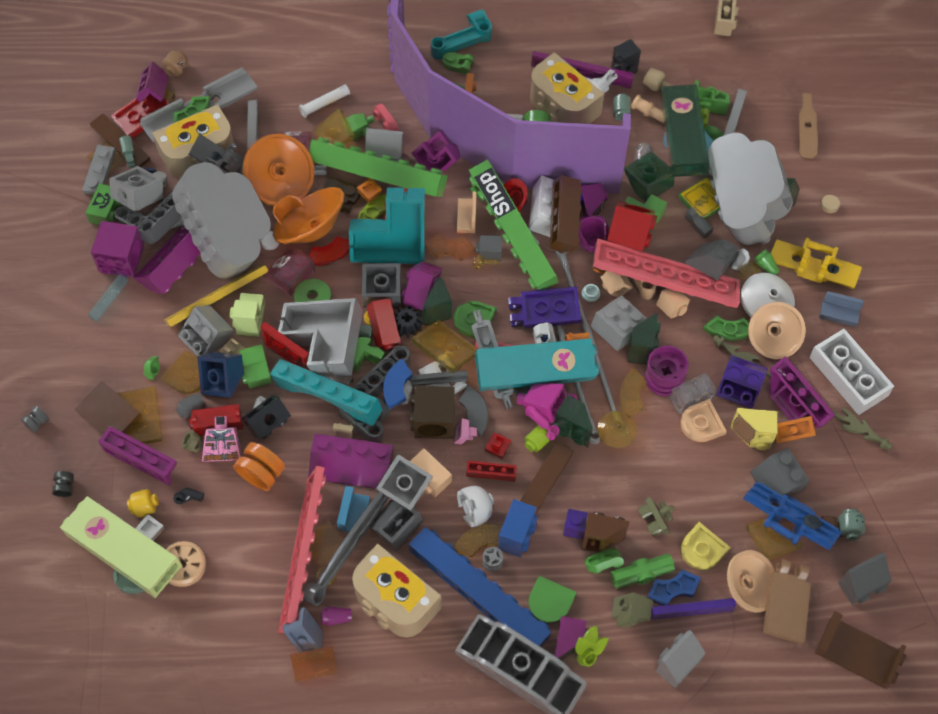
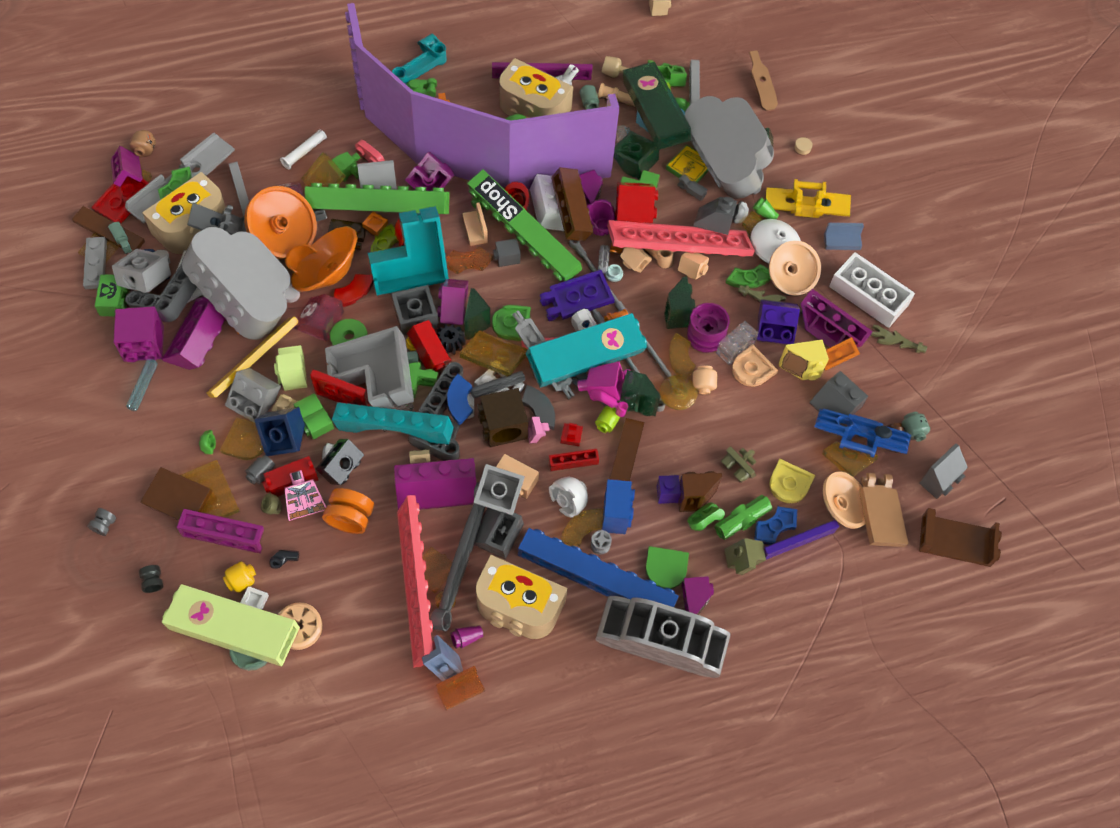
camera: 20 degrees left, 0 degrees up
(351, 509) = (451, 530): dark azure panel -> none
(479, 261) = (501, 266): clear yellow hand -> none
(584, 276) = (603, 258): none -> light grey axle
(590, 647) = (718, 600): lime plate -> none
(617, 321) = (649, 294): light grey brick -> none
(626, 57) = (581, 50): black brick -> none
(647, 422) = (705, 379): none -> light nougat head
(680, 659) = (804, 588): light grey slope -> none

